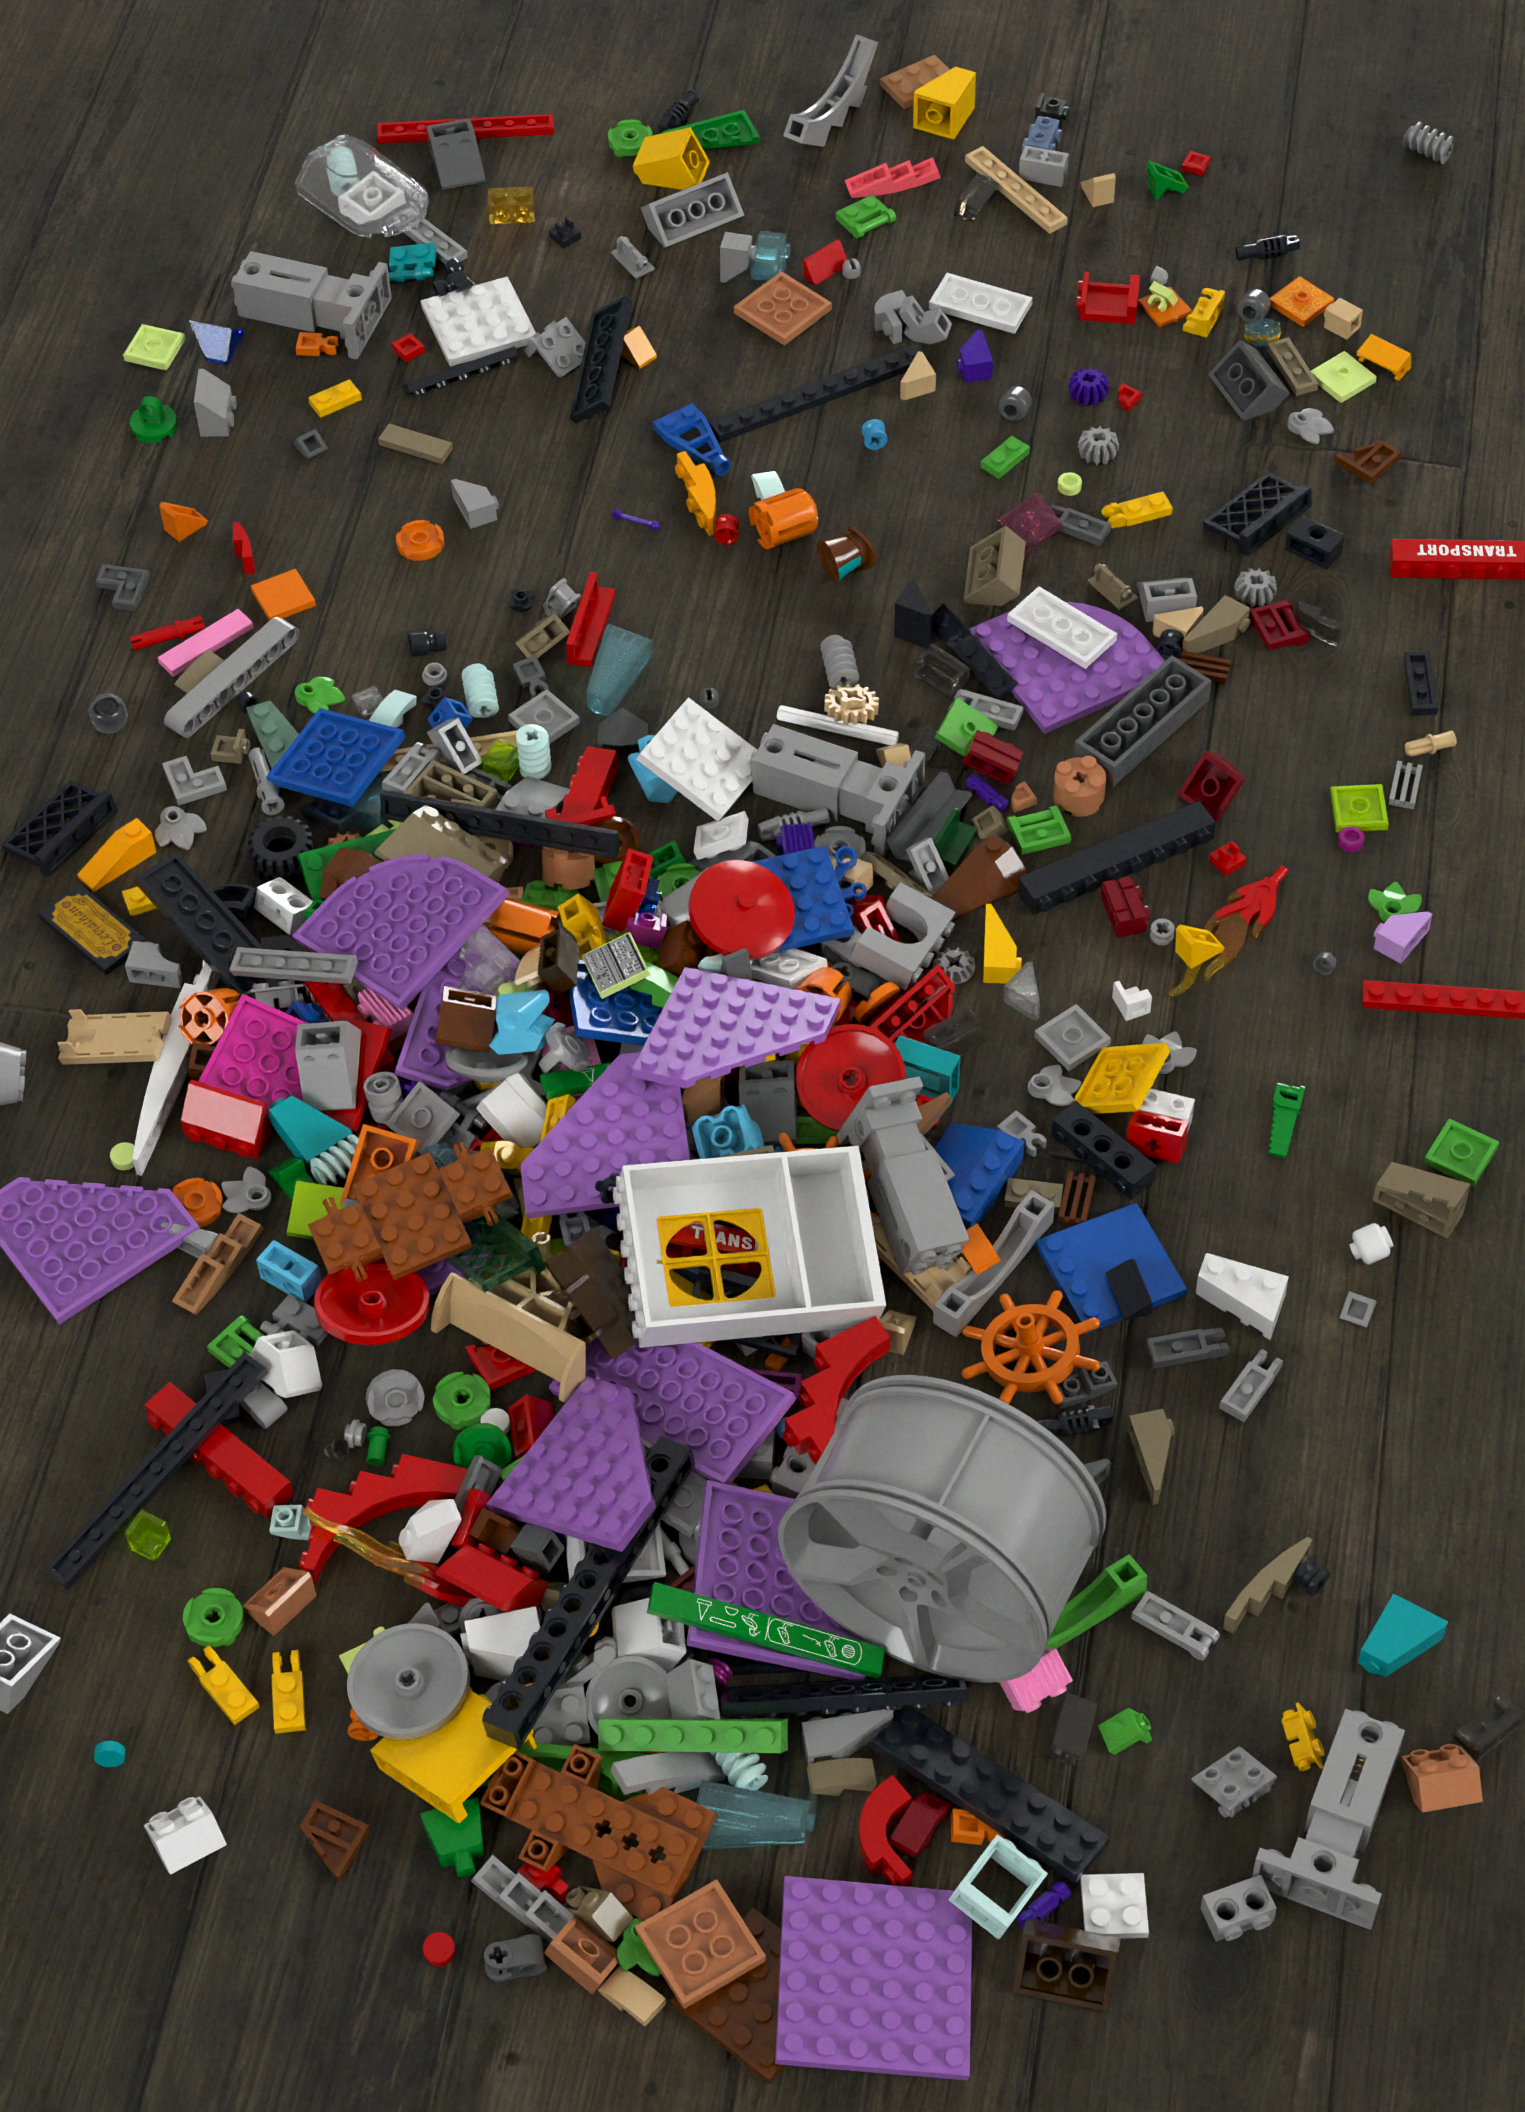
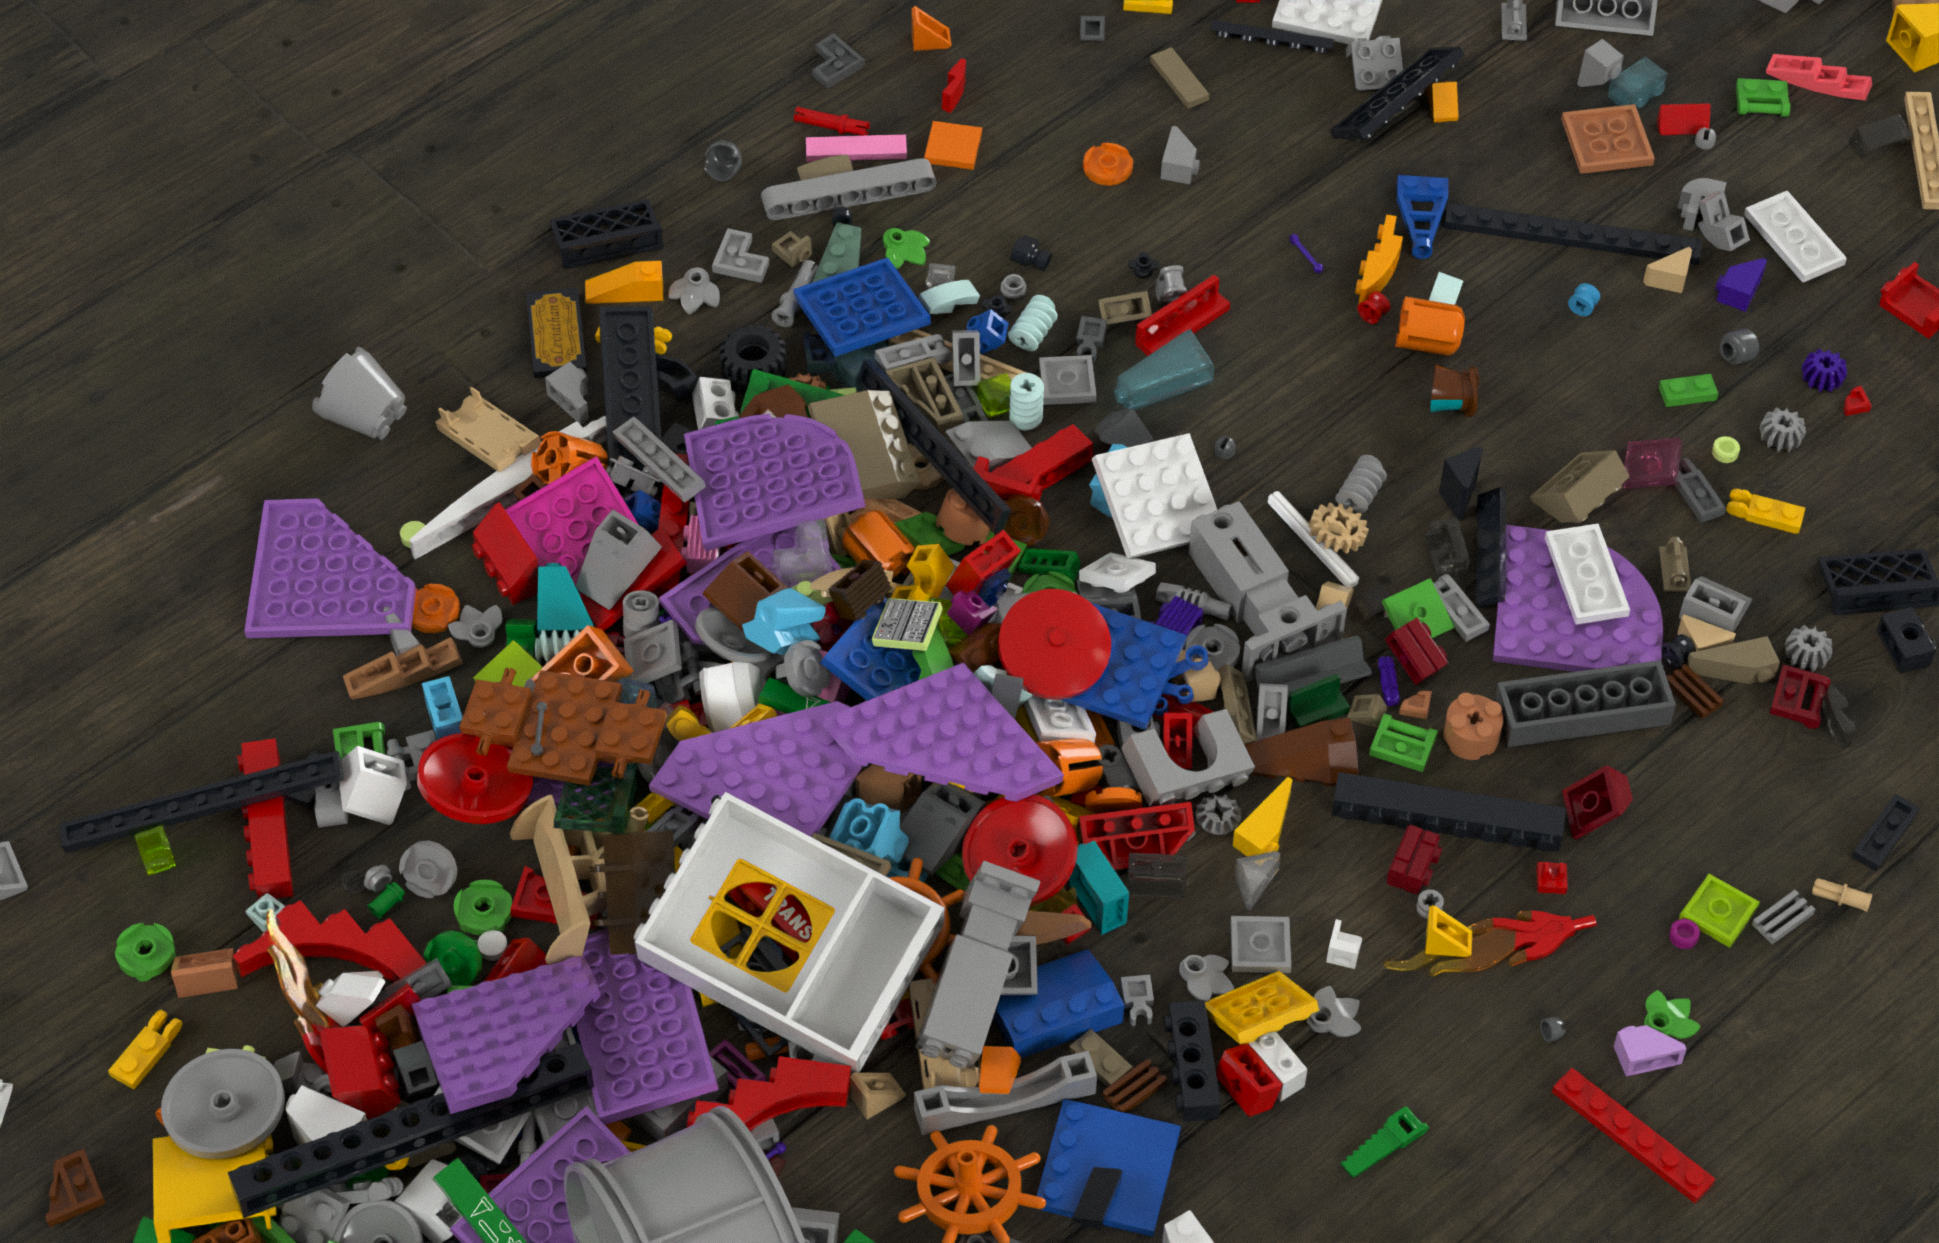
camera: 35 degrees right, 0 degrees up
(225, 1687) = (105, 1011): yellow hinge -> none
(408, 1244) = (537, 748): none -> dark grey hinge

